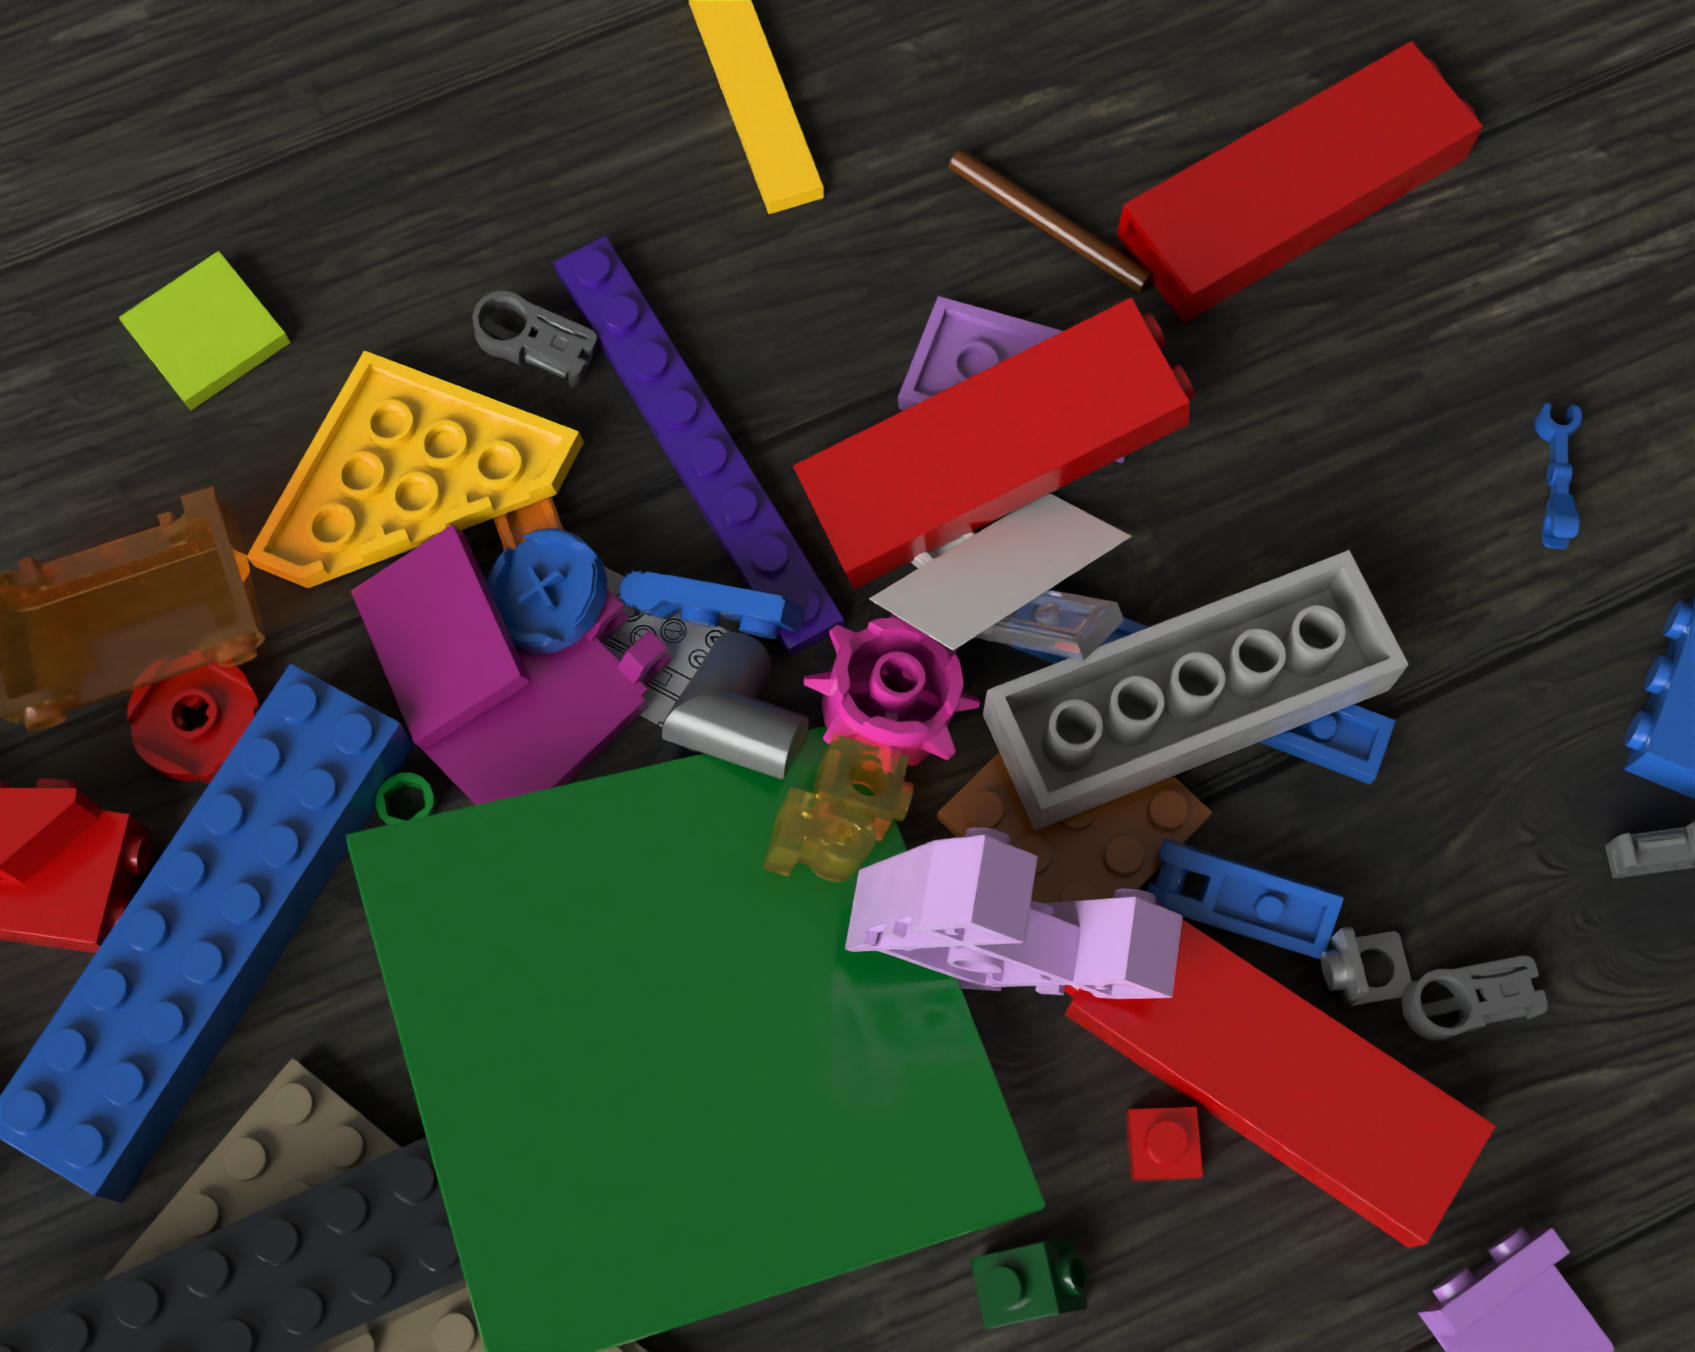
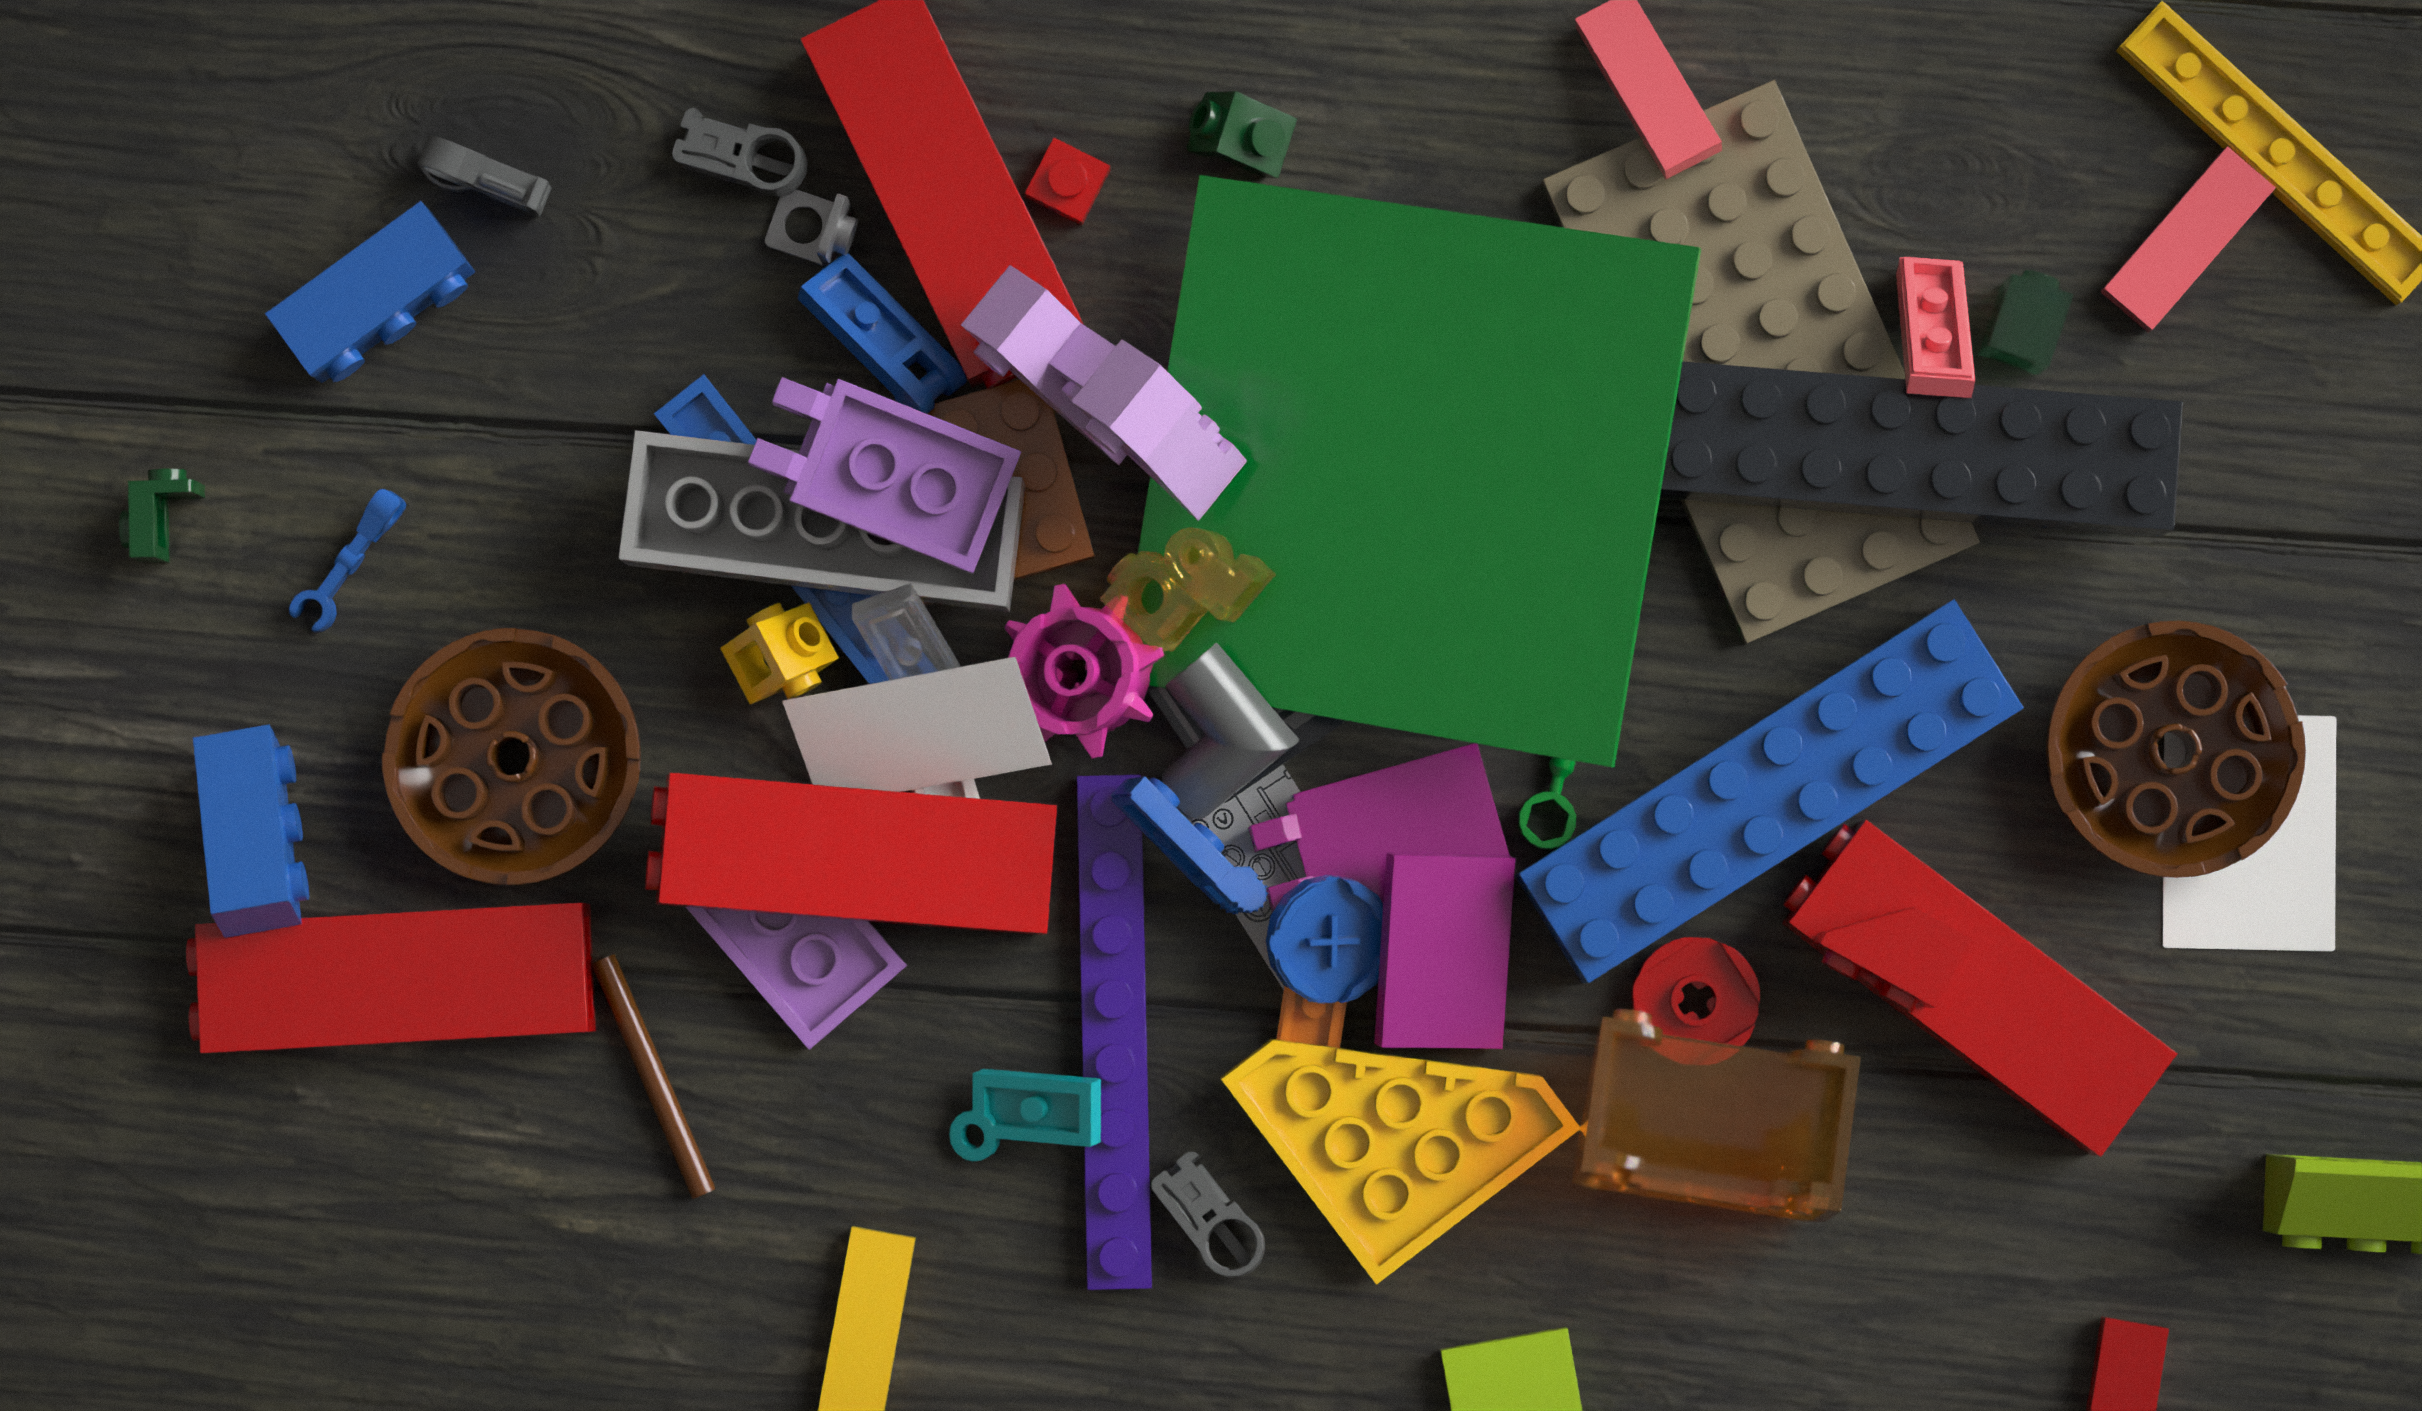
camera: 150 degrees left, 15 degrees up
(728, 336) = (1029, 1109): none -> teal hinge
(1157, 576) = (789, 643): none -> yellow brick
(1165, 743) = (891, 471): none -> medium lavender tile
(1332, 329) = (448, 745): none -> reddish brown brick
(1493, 211) = (249, 830): none -> blue brick

